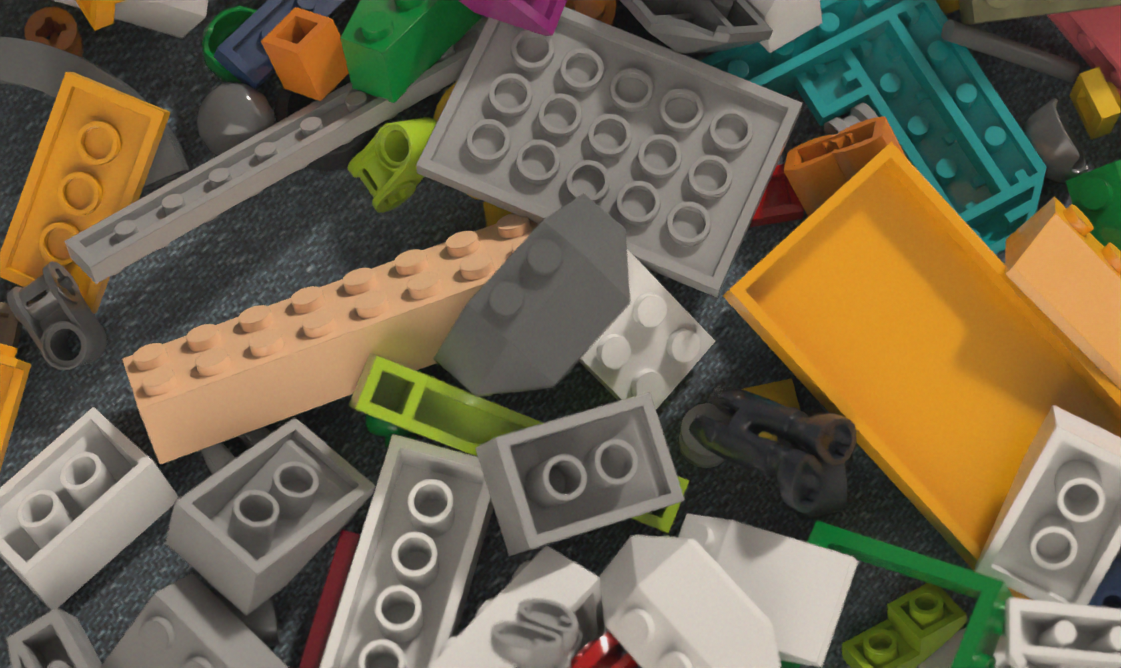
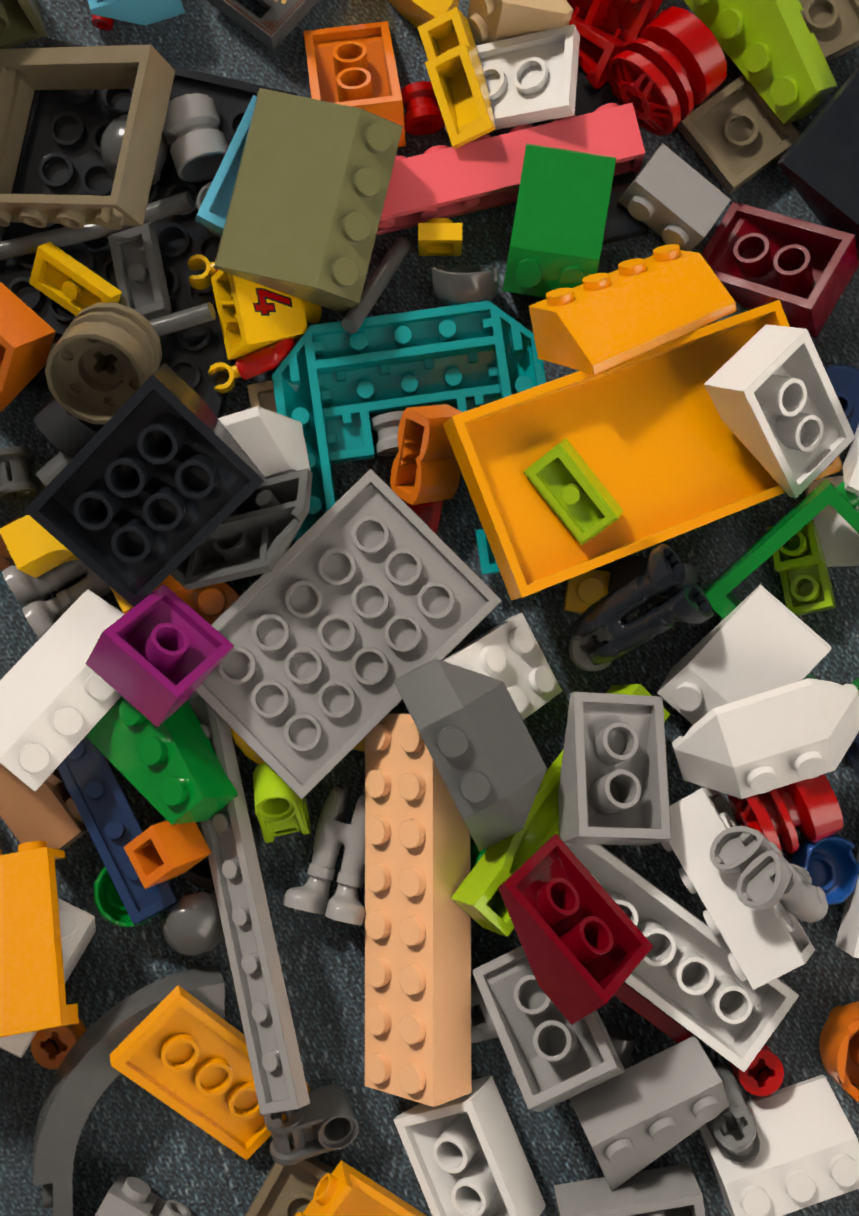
camera: 65 degrees left, 15 degrees up
(353, 244) = (328, 840): none -> light grey piece
(388, 475) = (571, 930): none -> dark red slope
(872, 314) = (573, 491): none -> lime slope

